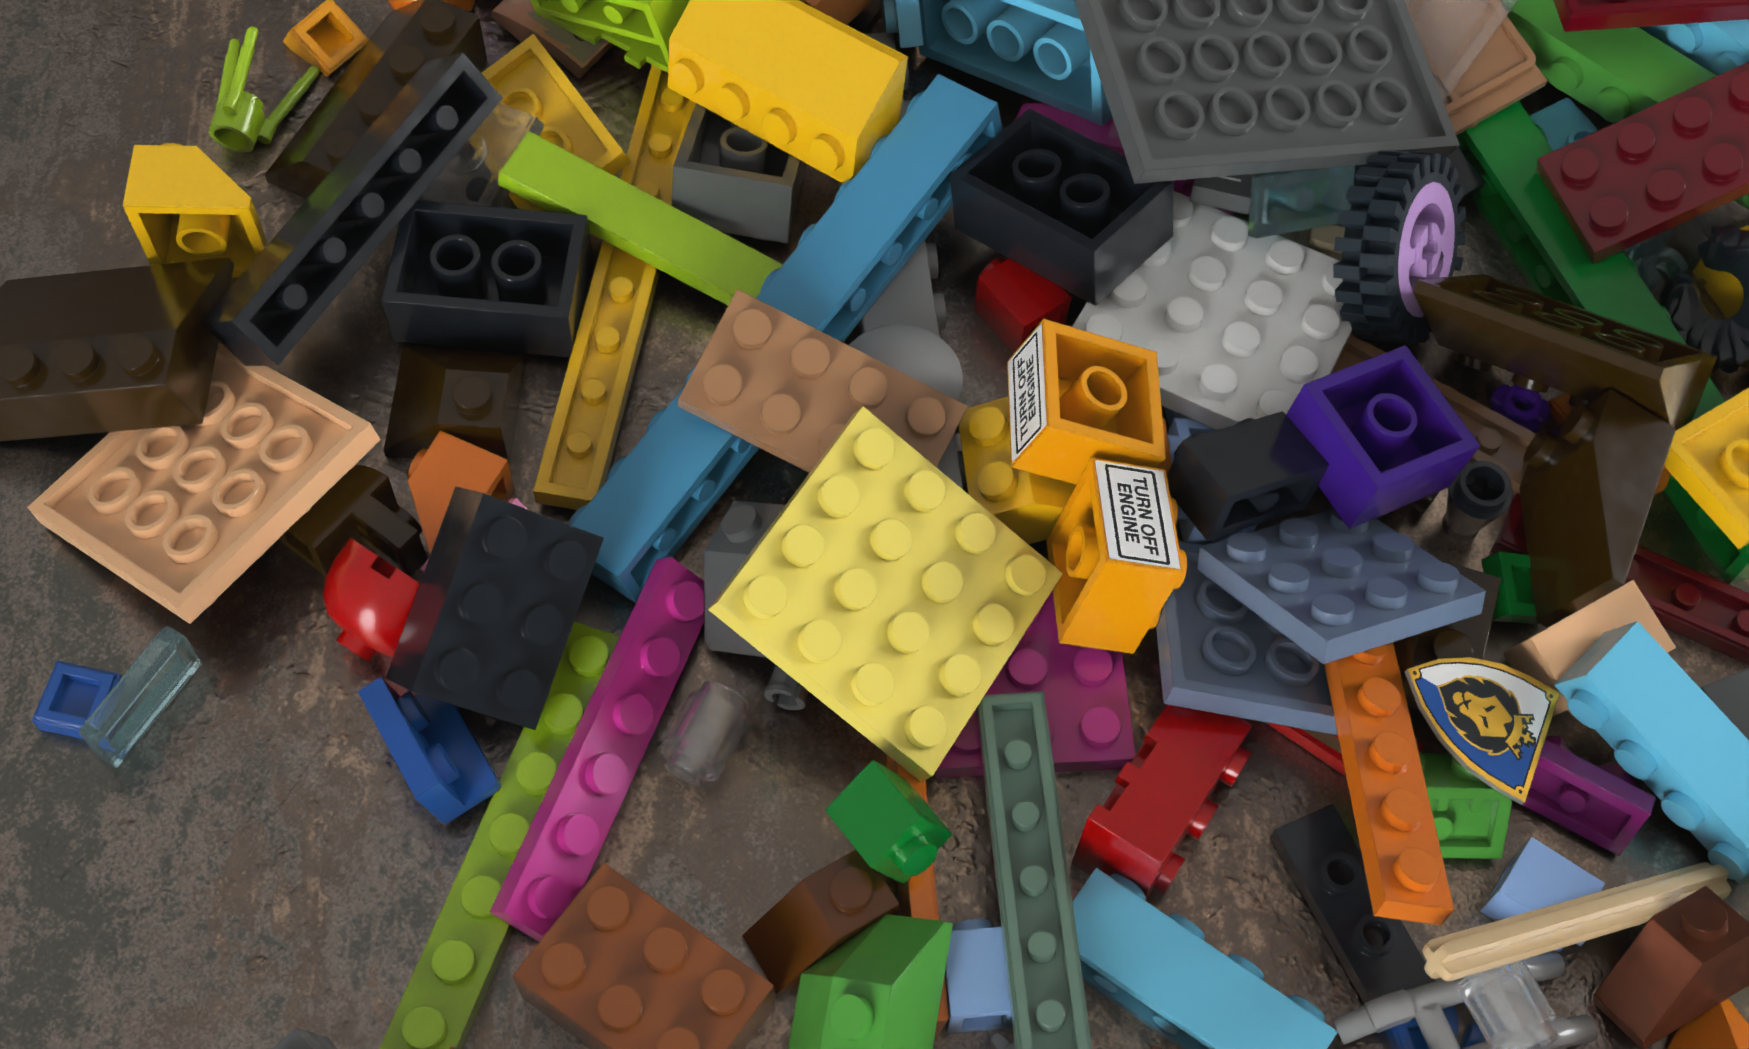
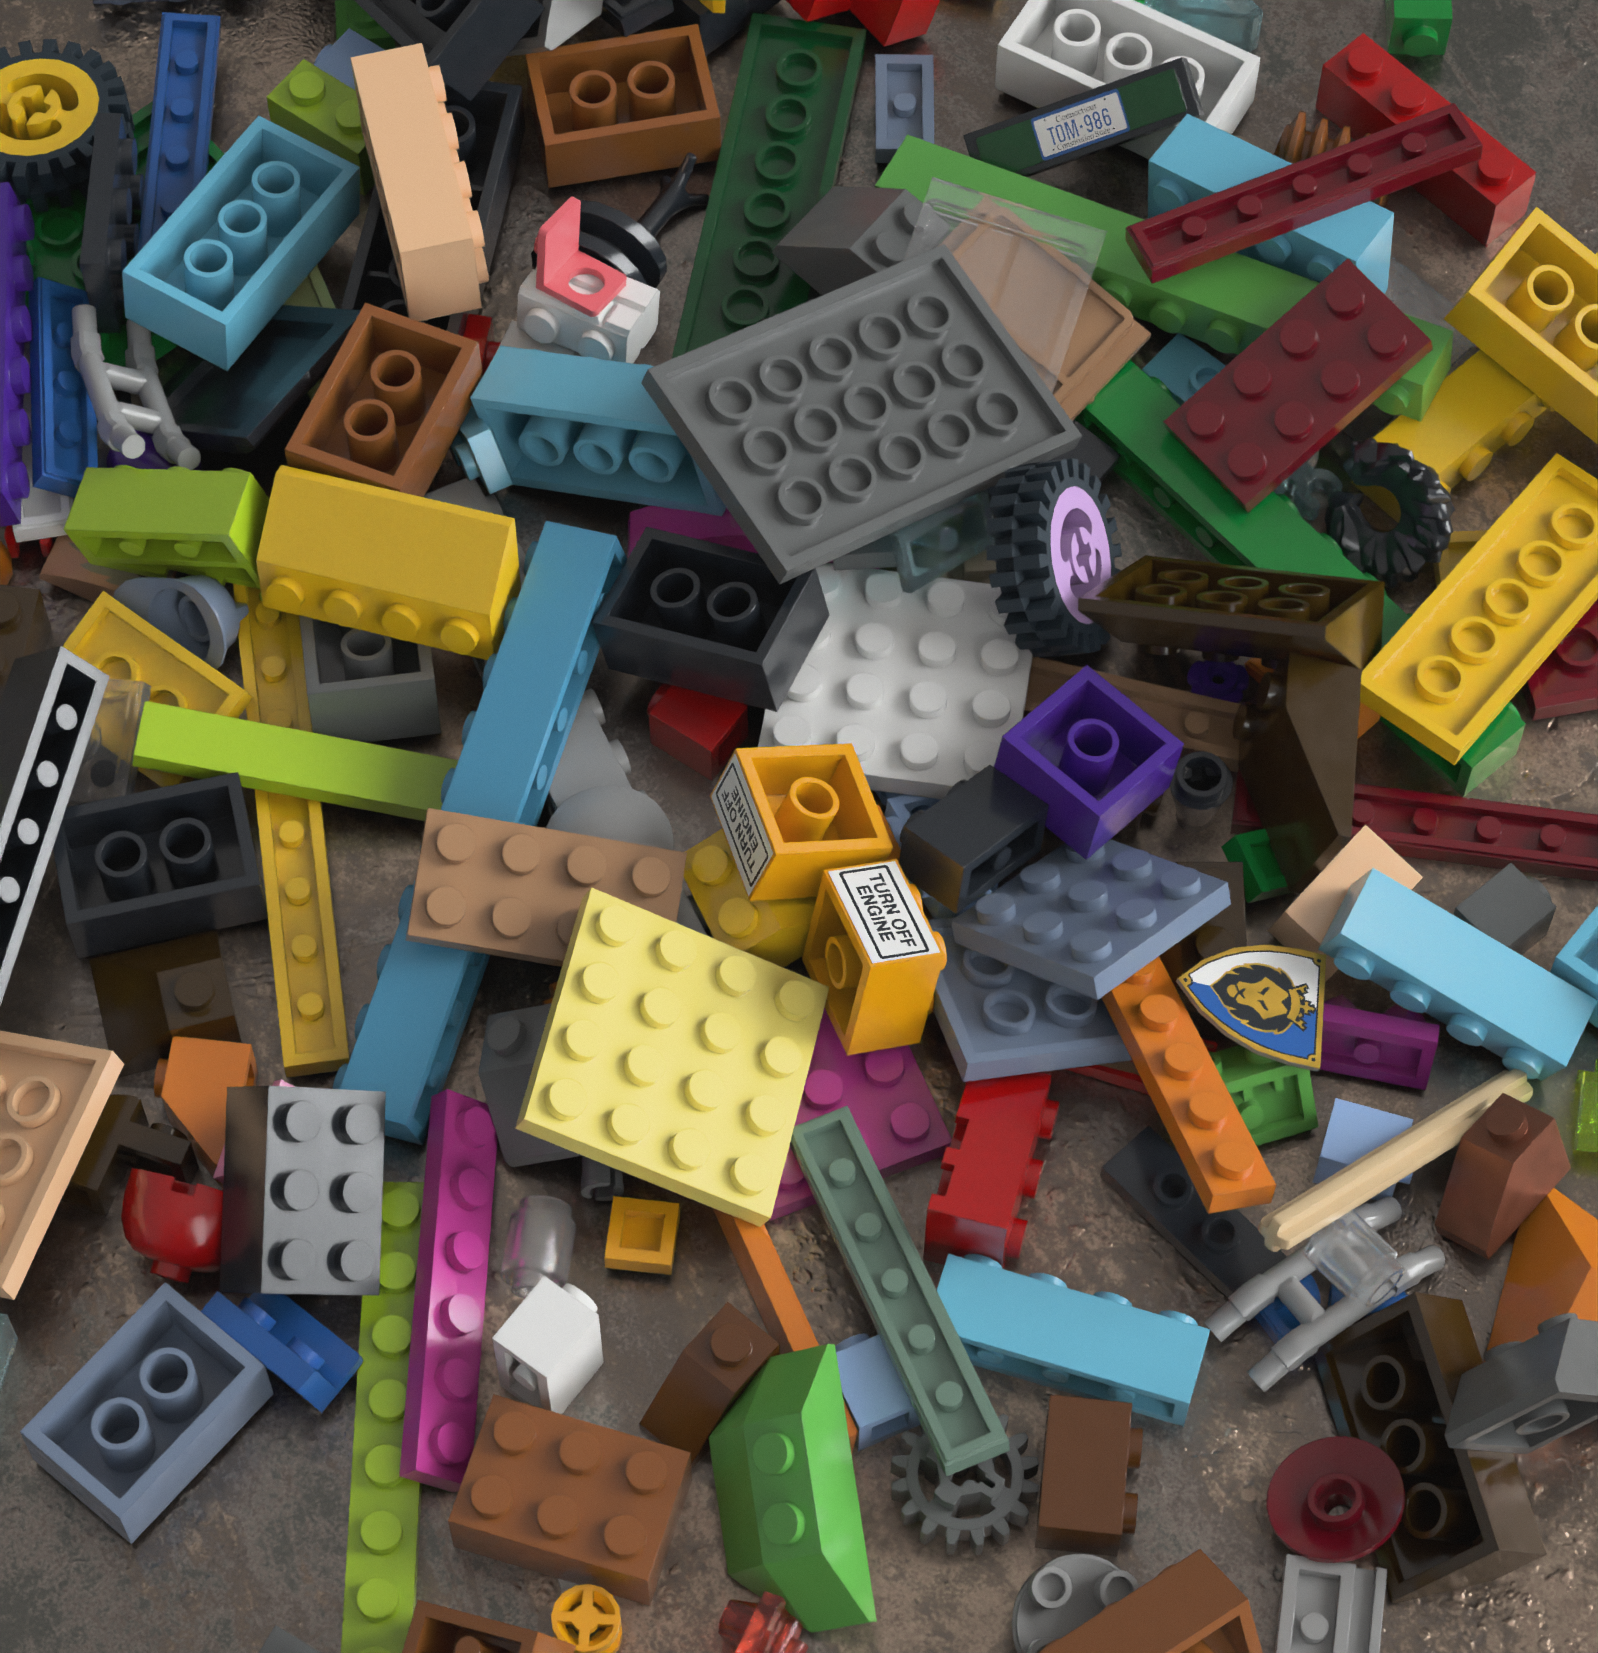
camera: 15 degrees left, 0 degrees up
(275, 772) = (147, 1412): none -> sand blue brick
(602, 72) = (188, 610): none -> sand blue piece
(676, 833) = (549, 1346): none -> white brick
(807, 753) = (642, 1235): none -> light orange plate
(888, 823) = (745, 1272): green brick -> none

